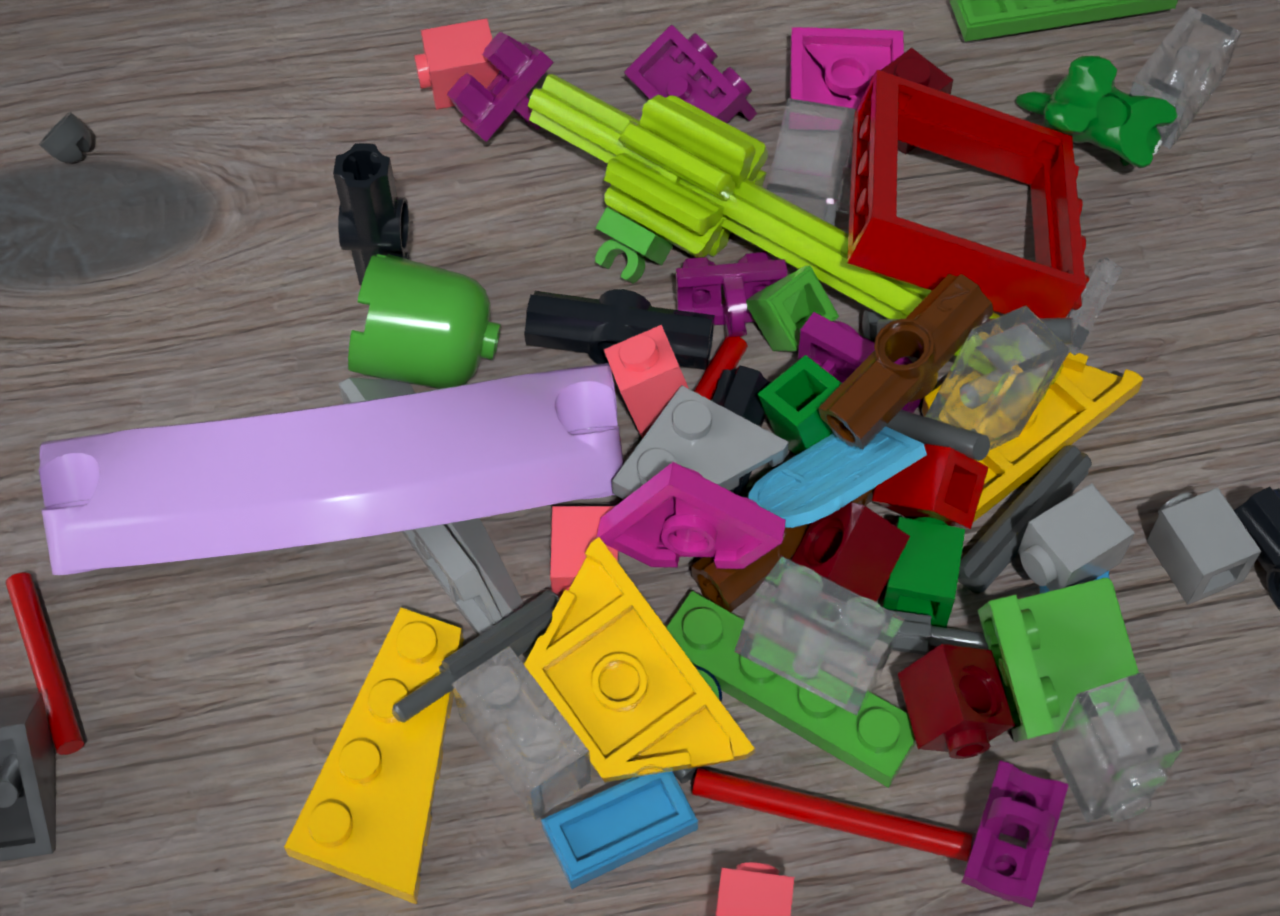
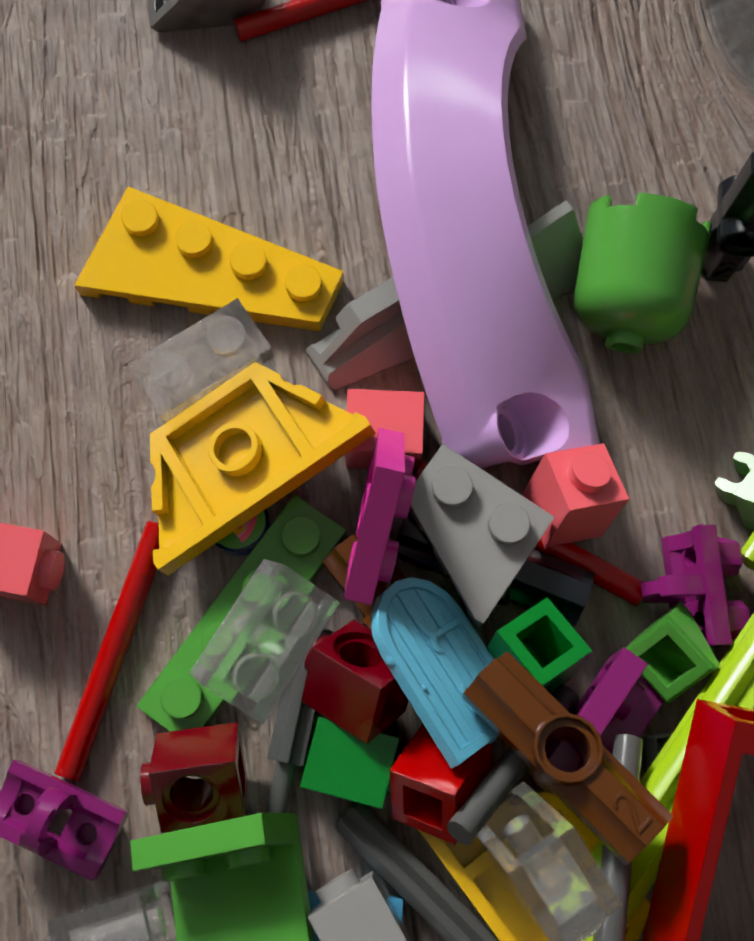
camera: 90 degrees right, 15 degrees up
(517, 631) = (285, 337): dark grey axle -> none
(618, 826) = (120, 454): dark azure tile -> none
(619, 314) = (651, 472): black piece -> none

